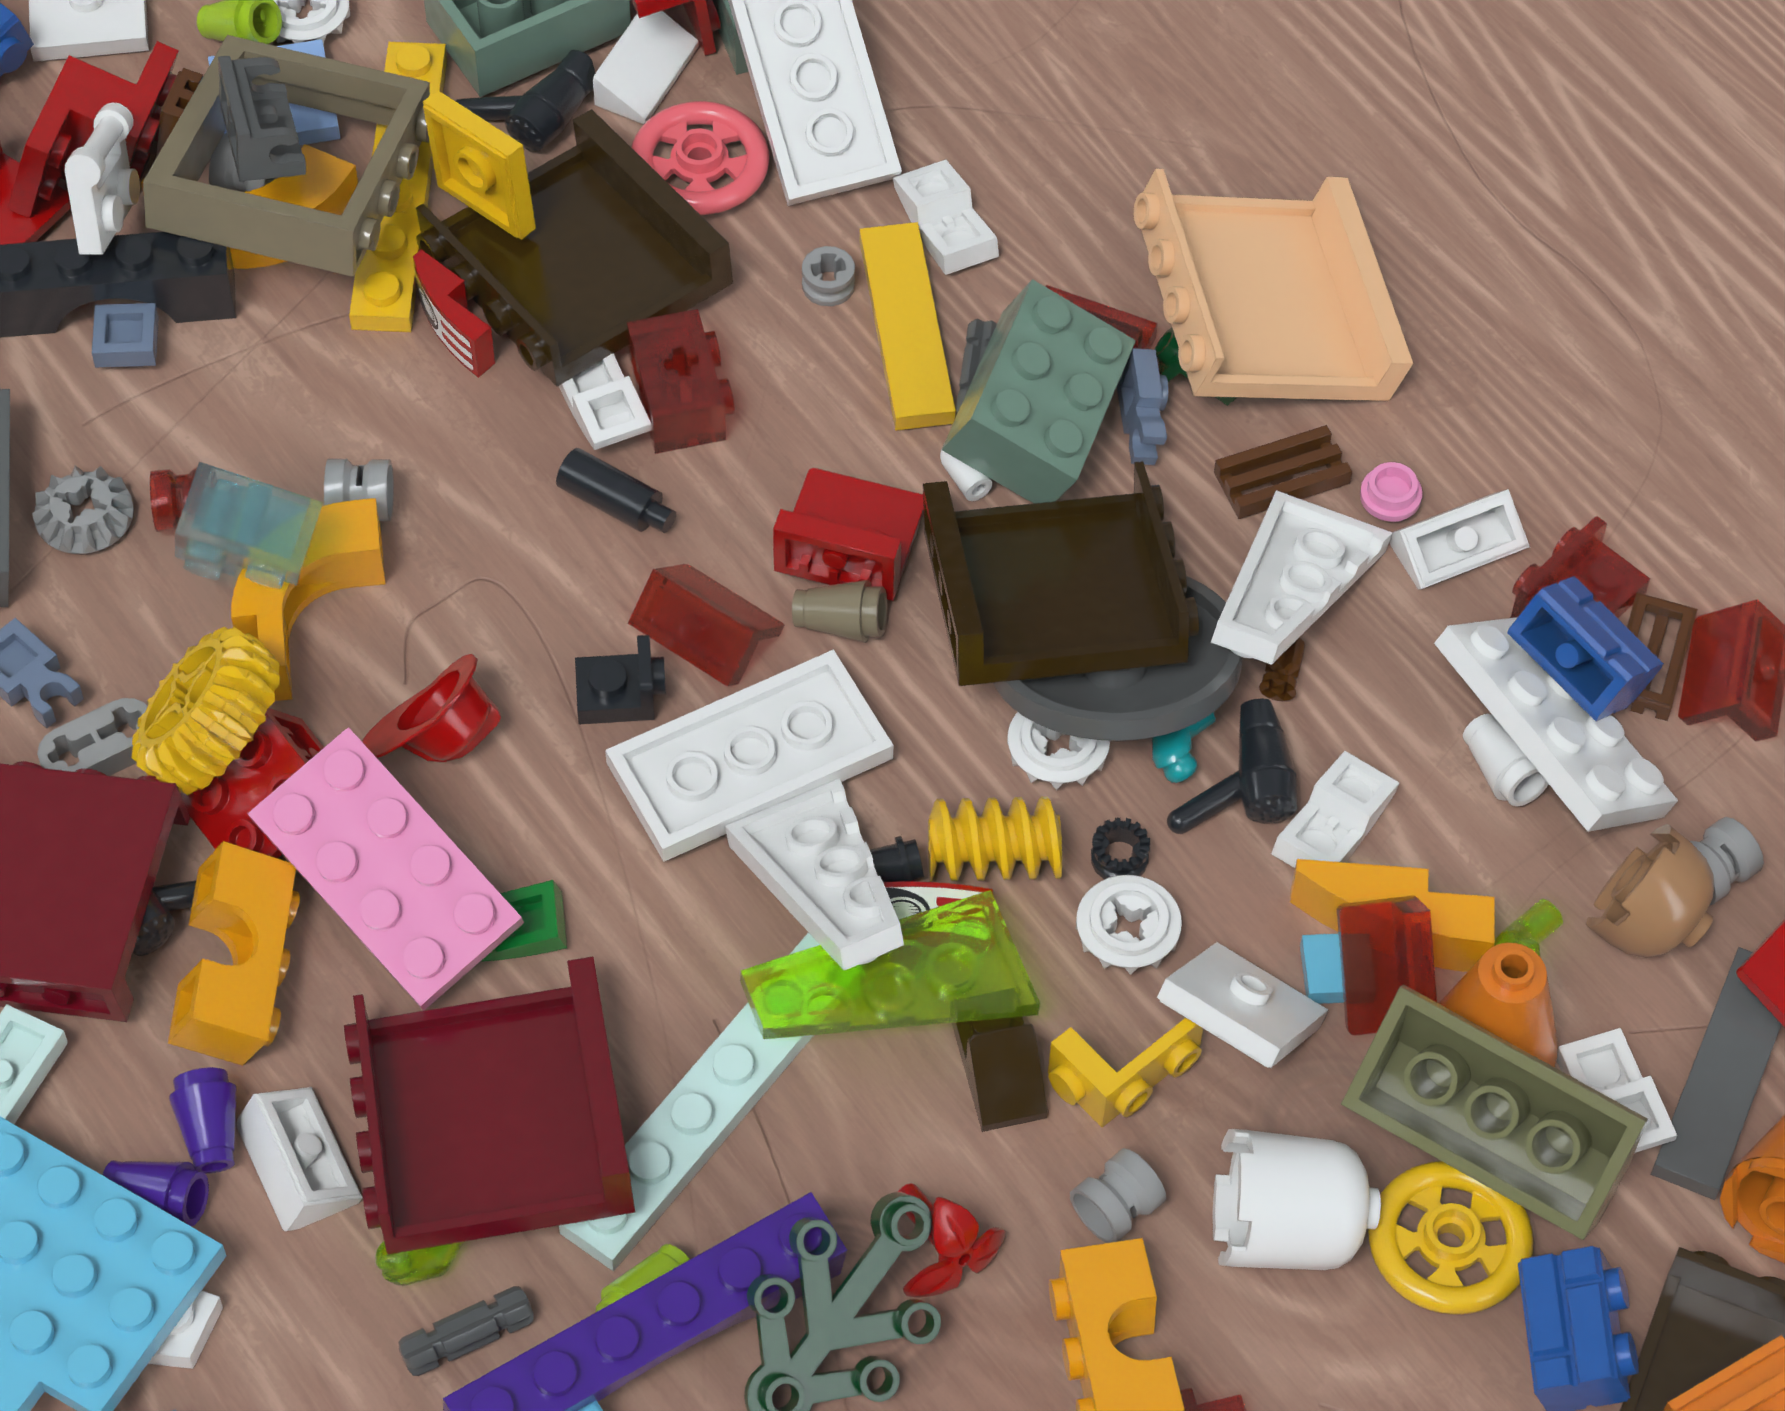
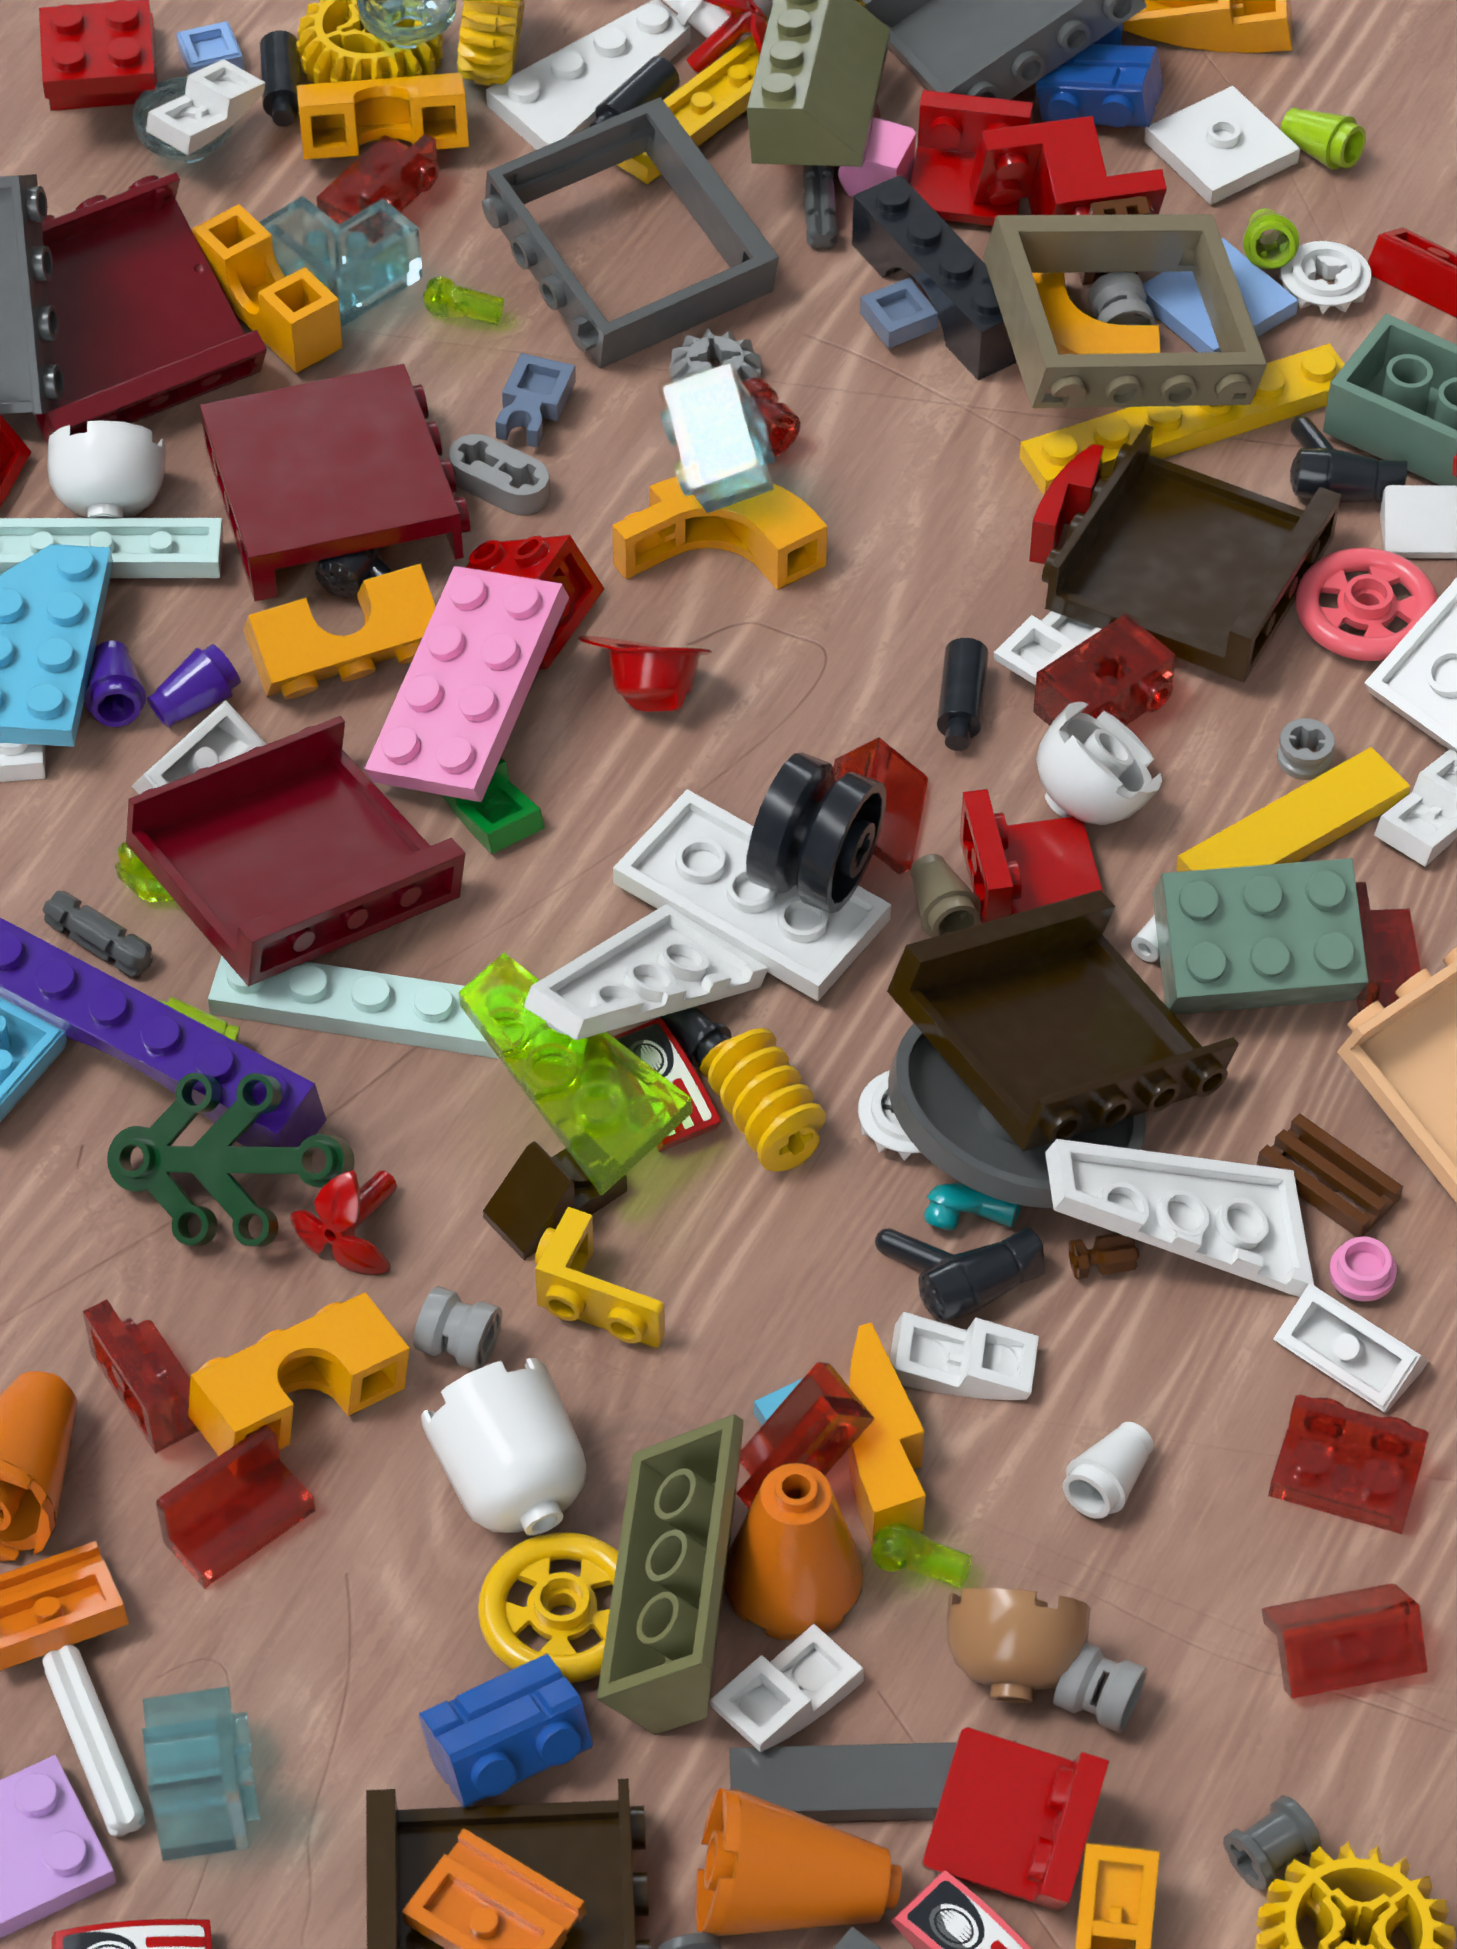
camera: 65 degrees right, 5 degrees down
(101, 180) = (967, 209): white plate -> none
(206, 710) = (543, 504): yellow gear -> none
(258, 120) = (1111, 255): dark grey hinge -> none
(356, 482) = (851, 528): light grey wheel -> none
(479, 165) = (1206, 437): yellow tile -> none
(619, 686) = (752, 771): black bracket -> none
(766, 655) = (816, 832): none -> black wheel
(781, 429) = (1094, 767): none -> white cylinder
(1120, 832) = (817, 1189): black bush -> none
(1135, 900) = (742, 1215): white gear -> none
(1141, 398) = (1319, 1030): sand blue plate -> none
(1242, 1004) = (698, 1342): white plate -> none
(1580, 758) = (1167, 1488): white plate -> none
(1585, 648) = (1255, 1470): blue brick -> none
(1663, 609) = (1321, 1570): reddish brown tile -> none

